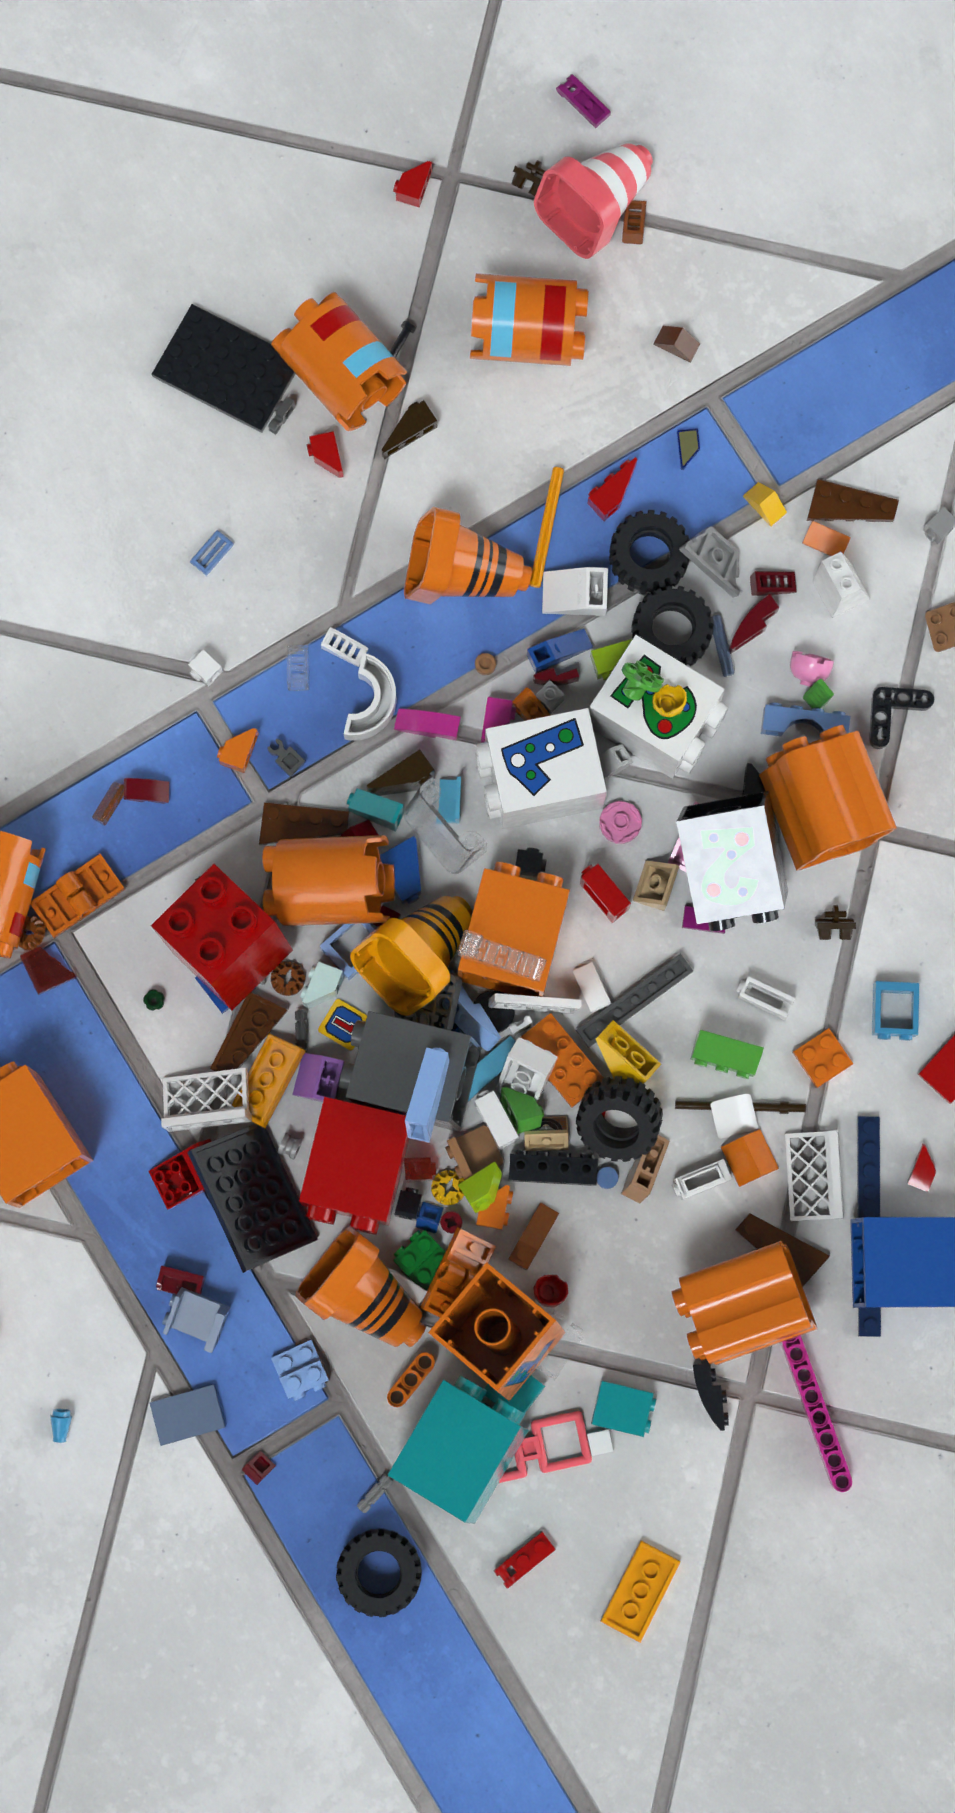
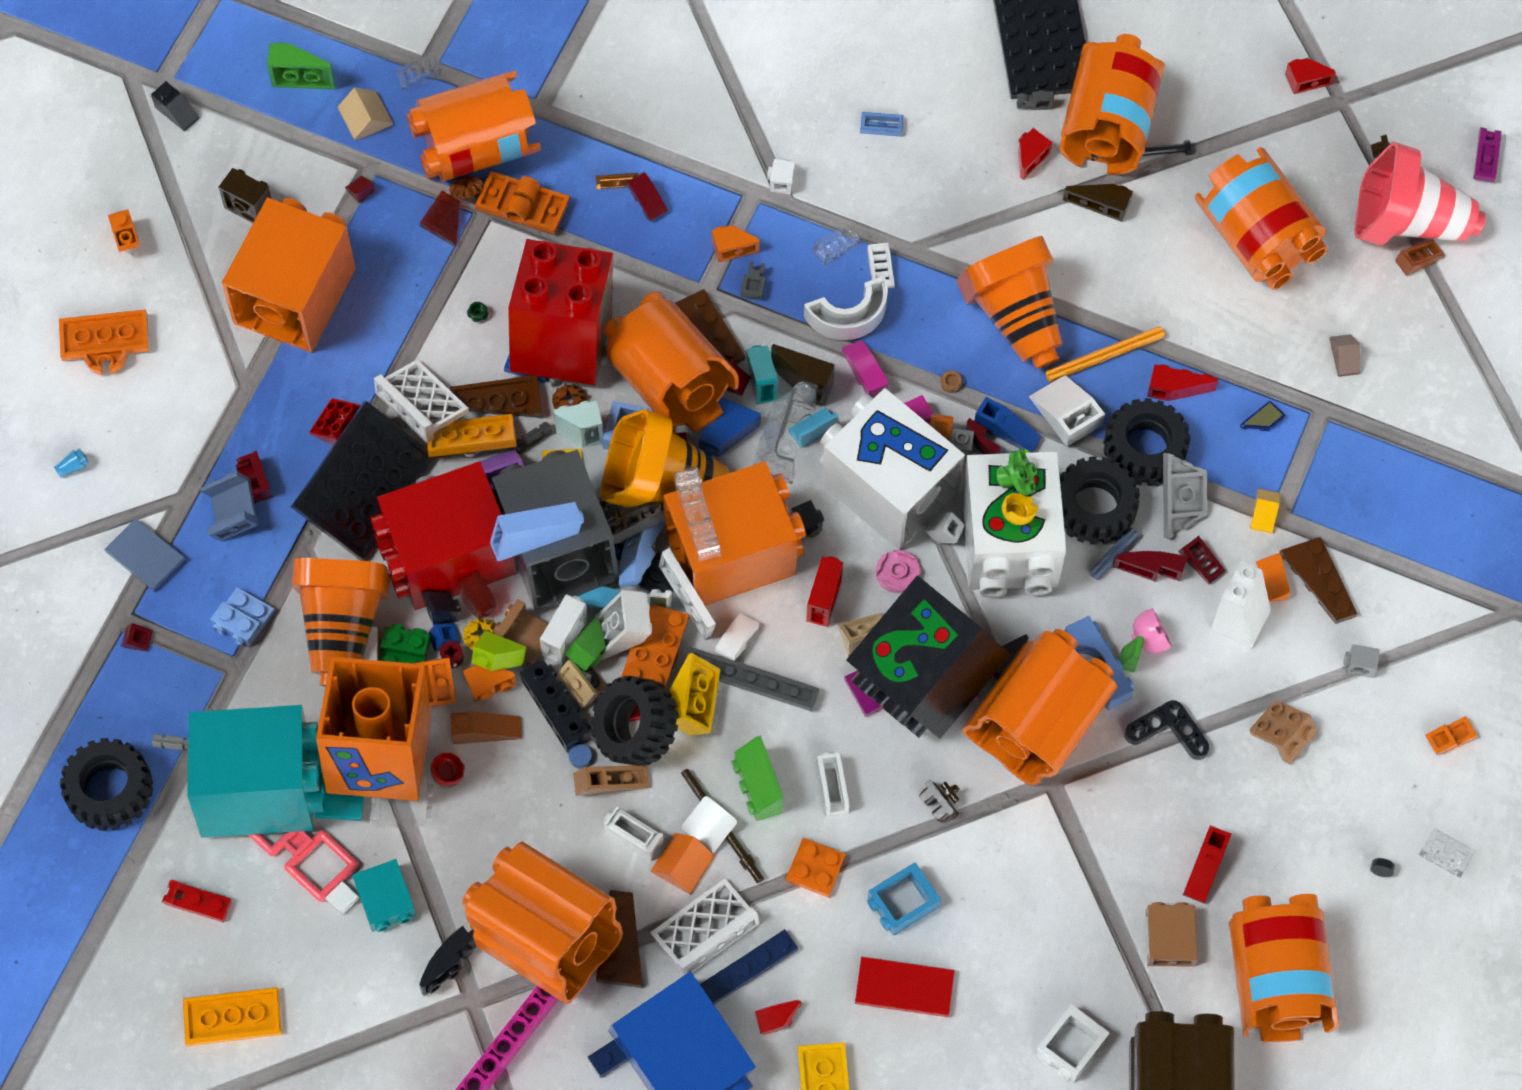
camera: 55 degrees right, 15 degrees down
(407, 1390) = (286, 699): orange beam -> none

